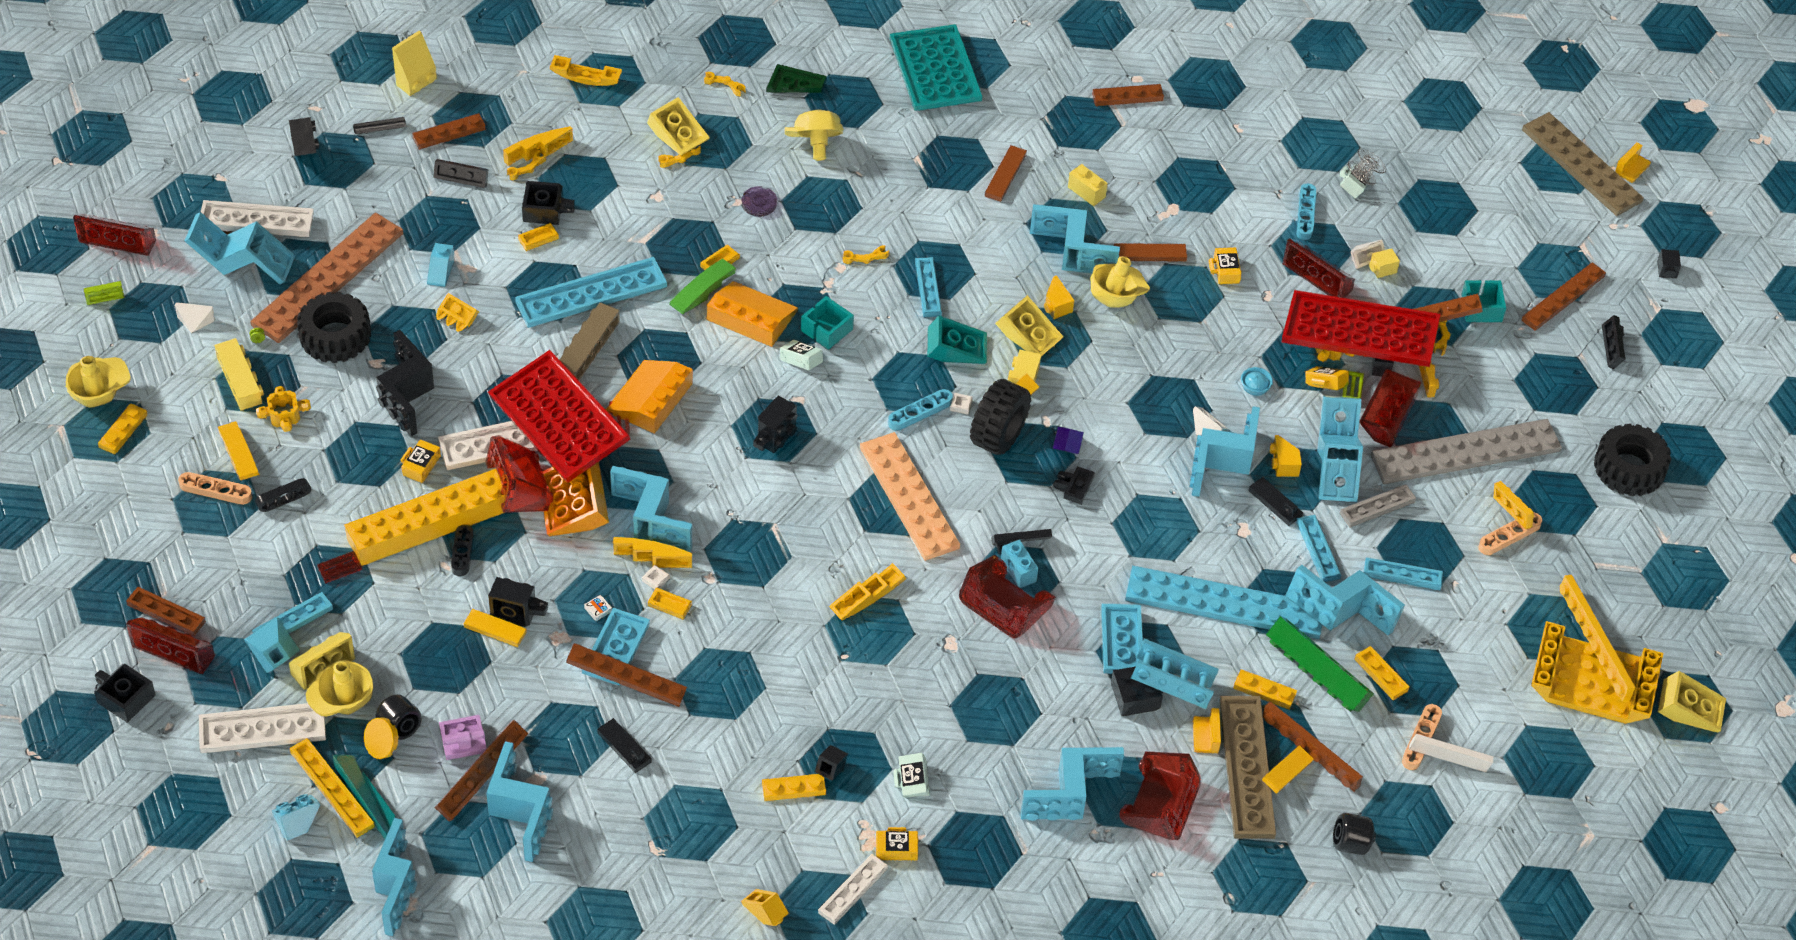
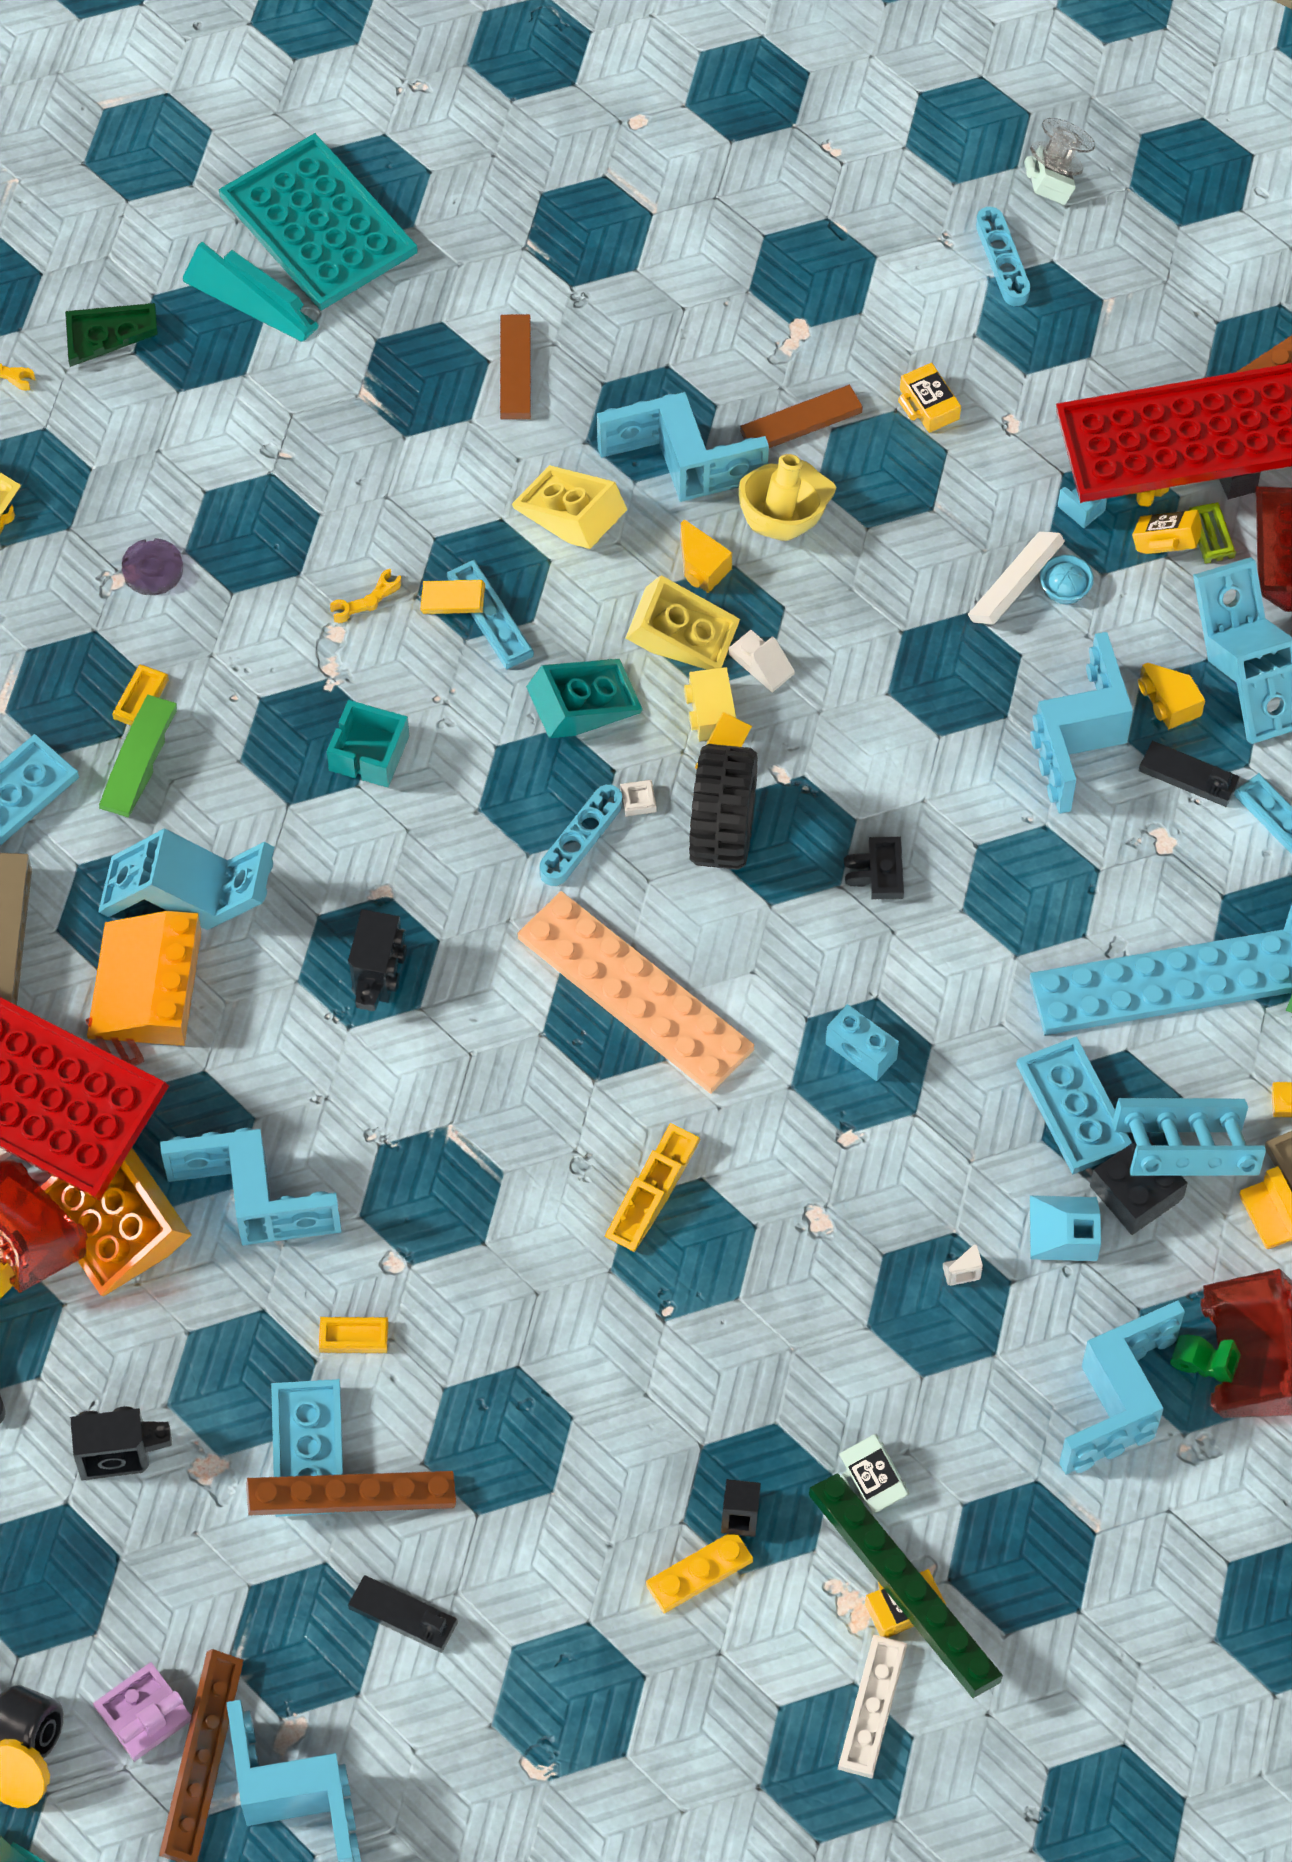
camera: 20 degrees left, 10 degrees up
(495, 627) = (98, 1495): yellow tile -> none
(598, 608) = (245, 1391): tile -> none
(645, 550) = (299, 1257): yellow slope -> none
(655, 577) = (310, 1299): white tile -> none
(695, 349) = (187, 878): none -> medium azure bracket
(750, 313) = (235, 770): light orange slope -> none
(766, 907) = (757, 1798): yellow slope -> none
(801, 354) = (351, 813): light aqua piece -> none
(817, 126) = (190, 400): light yellow piece -> none
(880, 87) = (248, 290): none -> teal wedge
(900, 833) = (905, 1585): none -> dark green plate
(911, 270) = (452, 596): none -> yellow tile
(1000, 249) = (572, 505): none -> light yellow slope
(1000, 601) = (865, 1115): clear red windscreen -> none
(1006, 538) = (818, 1011): black hinge -> none
(1017, 694) = (964, 1269): none -> white slope
(1065, 361) = (762, 660): none -> white slope
(1068, 440) = (833, 797): dark purple panel -> none
(1083, 697) = (1065, 1228): none -> medium azure slope
(1087, 185) = (654, 340): light yellow brick -> none
(1124, 786) = (1196, 1355): none -> green leg
(1127, 95) = (638, 156): dark orange plate -> none
(1205, 420) = (1026, 682): white slope -> none
(1228, 370) = (1016, 578): none -> white tile
(1284, 350) = (1082, 512): none -> medium azure panel
(1317, 270) = (1070, 353): clear red slope -> none
(1363, 253) = (1128, 292): white slope -> none
(1384, 263) = (1162, 301): light yellow brick -> none

